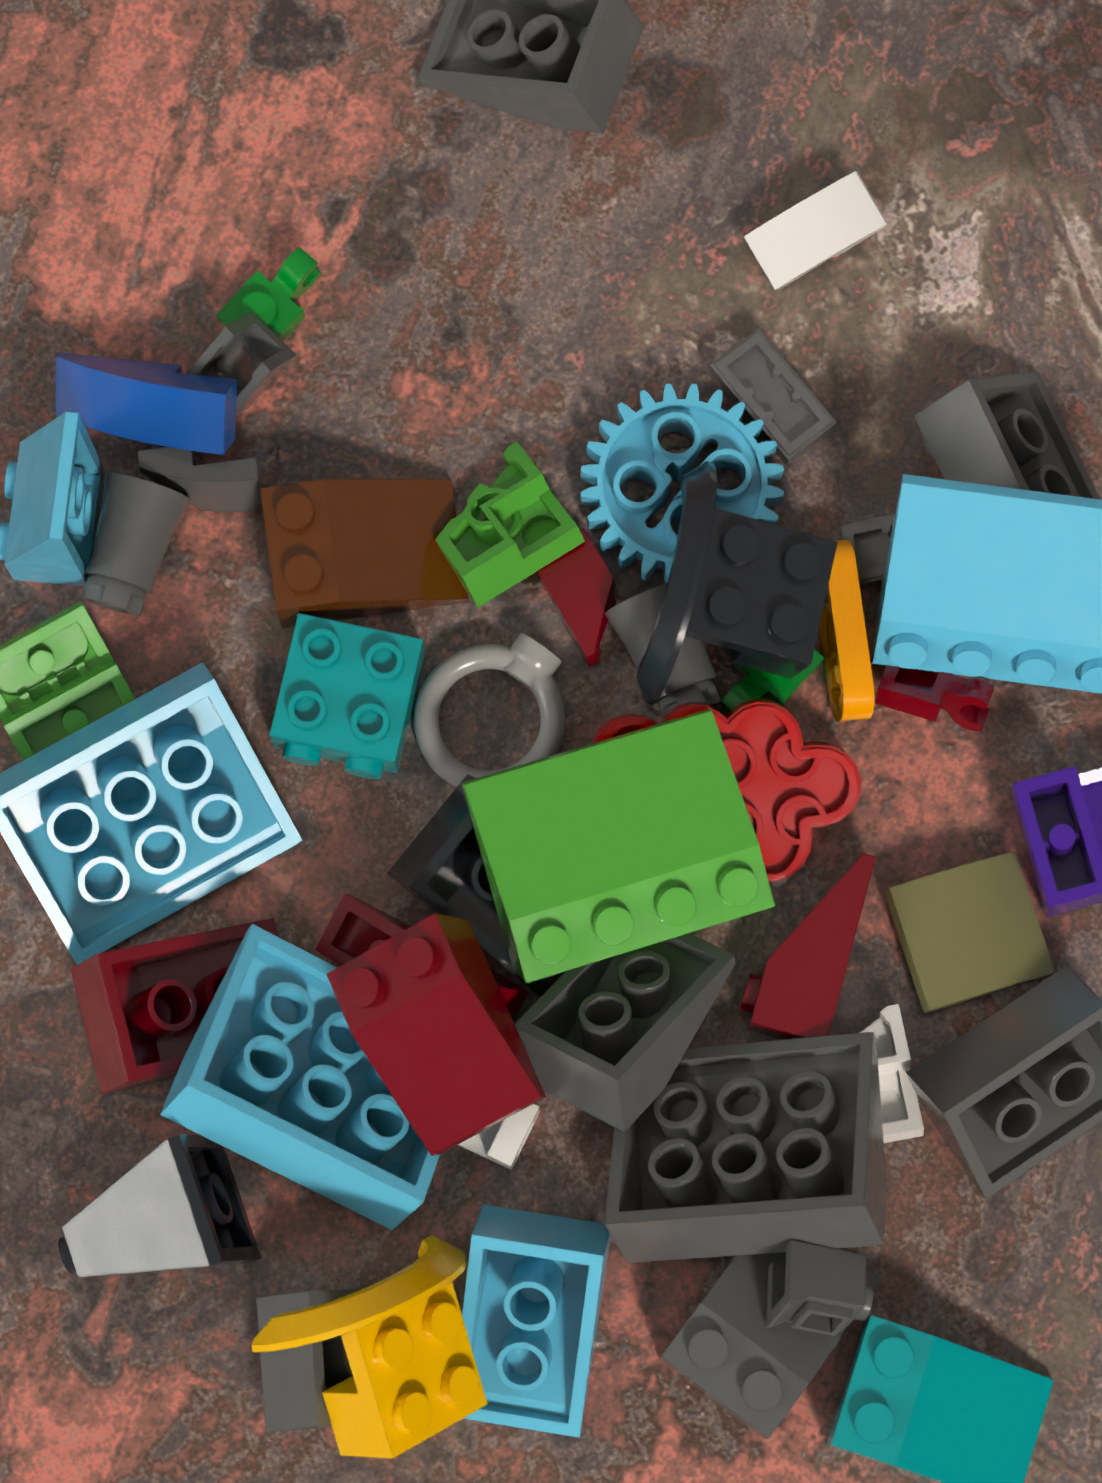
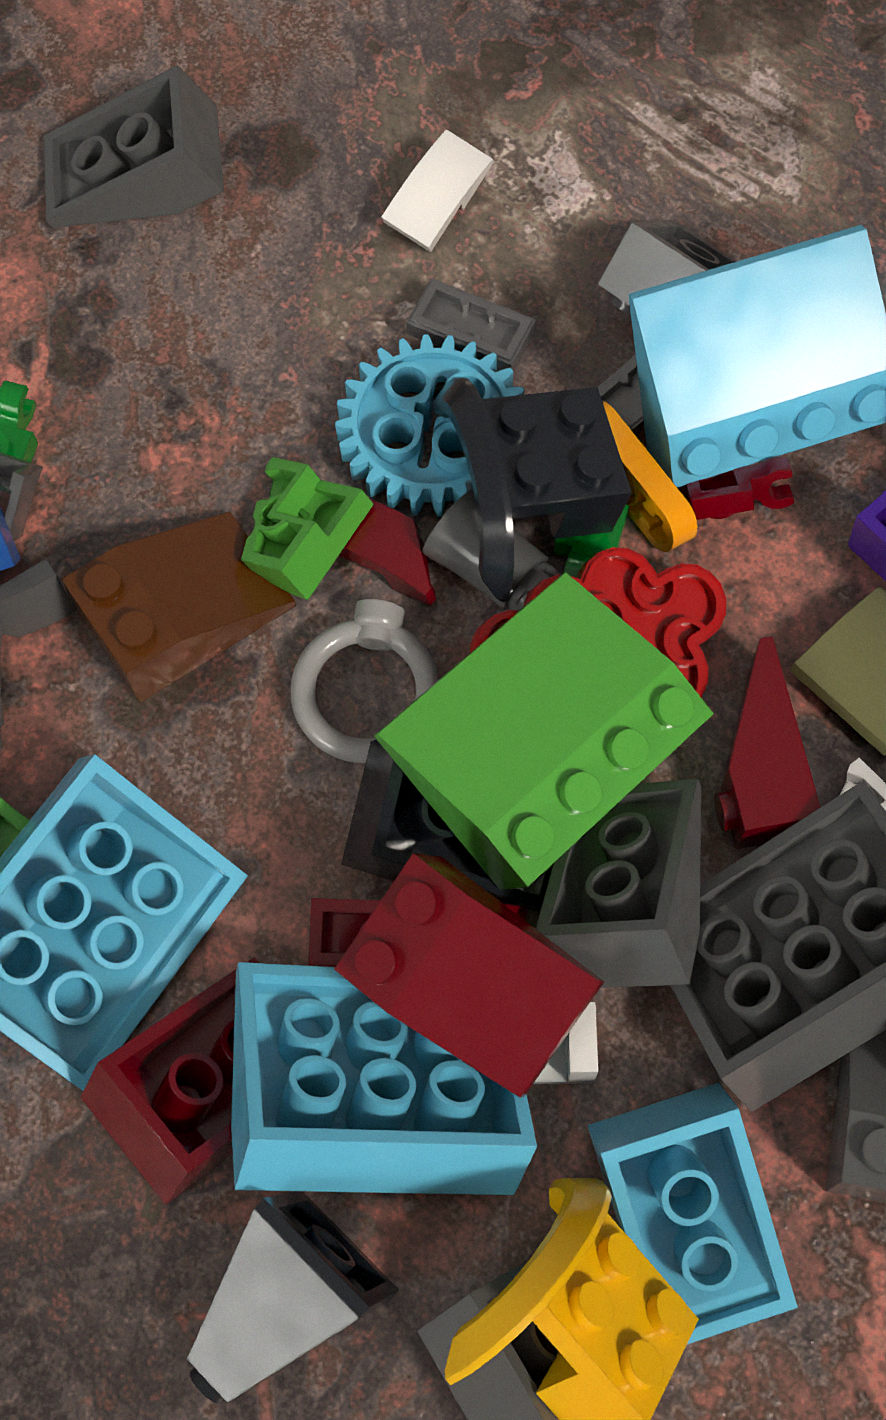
camera: 25 degrees left, 10 degrees down
(347, 696) = (226, 726): teal brick -> none

